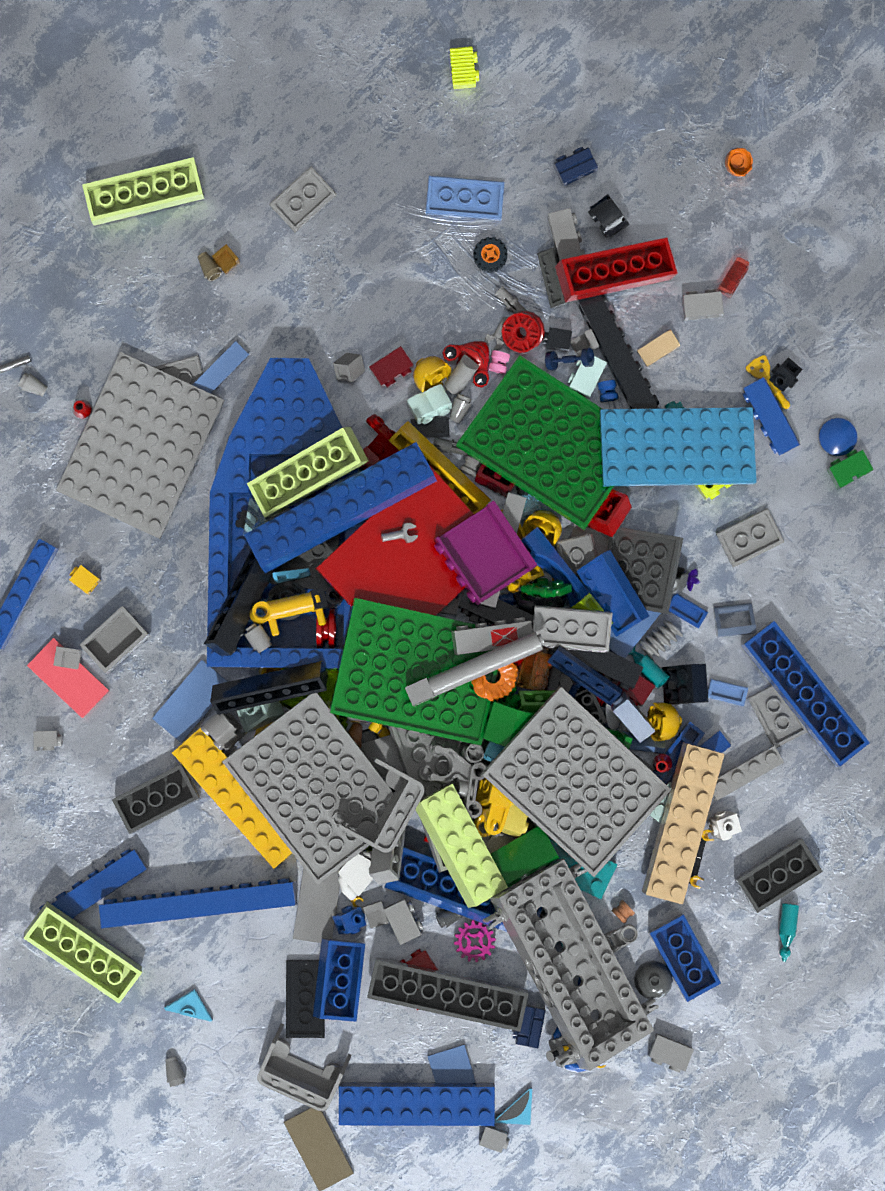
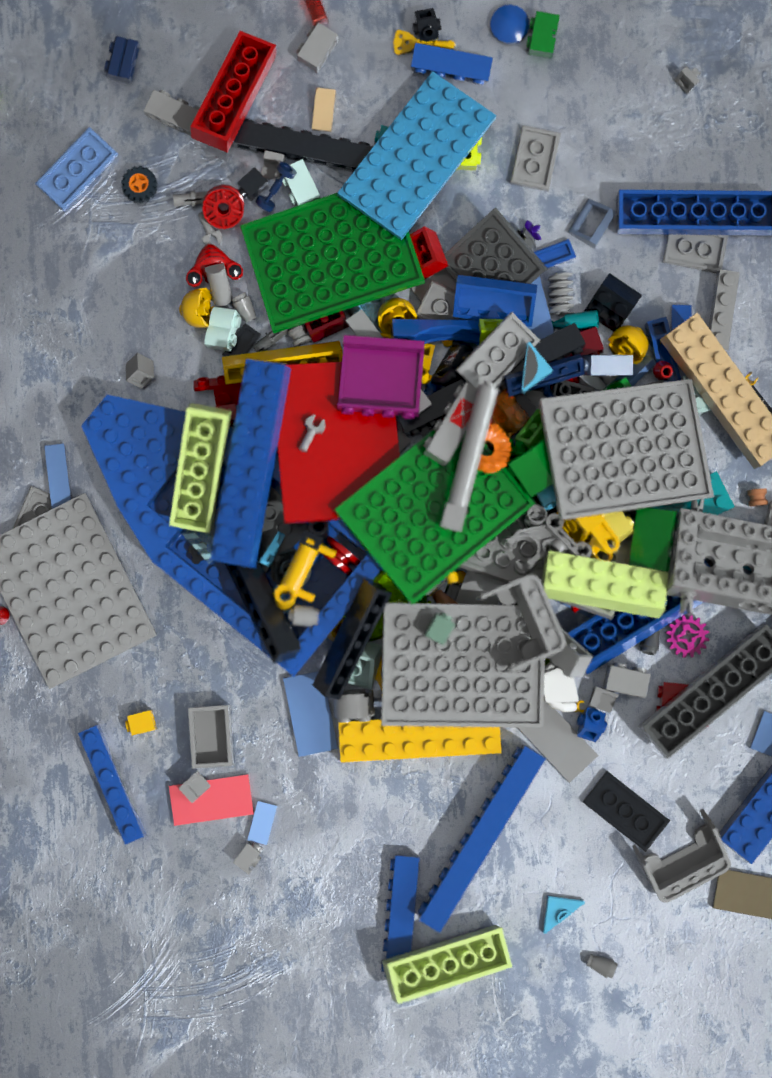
camera: 50 degrees left, 0 degrees up
(81, 730) = (262, 822): none -> light blue tile
(156, 799) = (368, 805): dark grey brick -> none
(328, 747) = (440, 628): none -> sand green brick
(339, 980) = (633, 771): blue brick -> none
(391, 367) = (167, 336): dark red brick -> none
(498, 362) = (232, 246): bright pink wheel -> none
(547, 588) = (448, 350): green plate -> none
(548, 260) = (185, 144): dark grey plate -> none
(583, 664) = (534, 368): none -> tile
(609, 216) = (184, 64): black brick -> none
(609, 387) = (326, 177): blue wheel -> none
(724, 825) = (752, 360): white brick -> none
(727, 692) = (646, 274): medium blue tile -> none

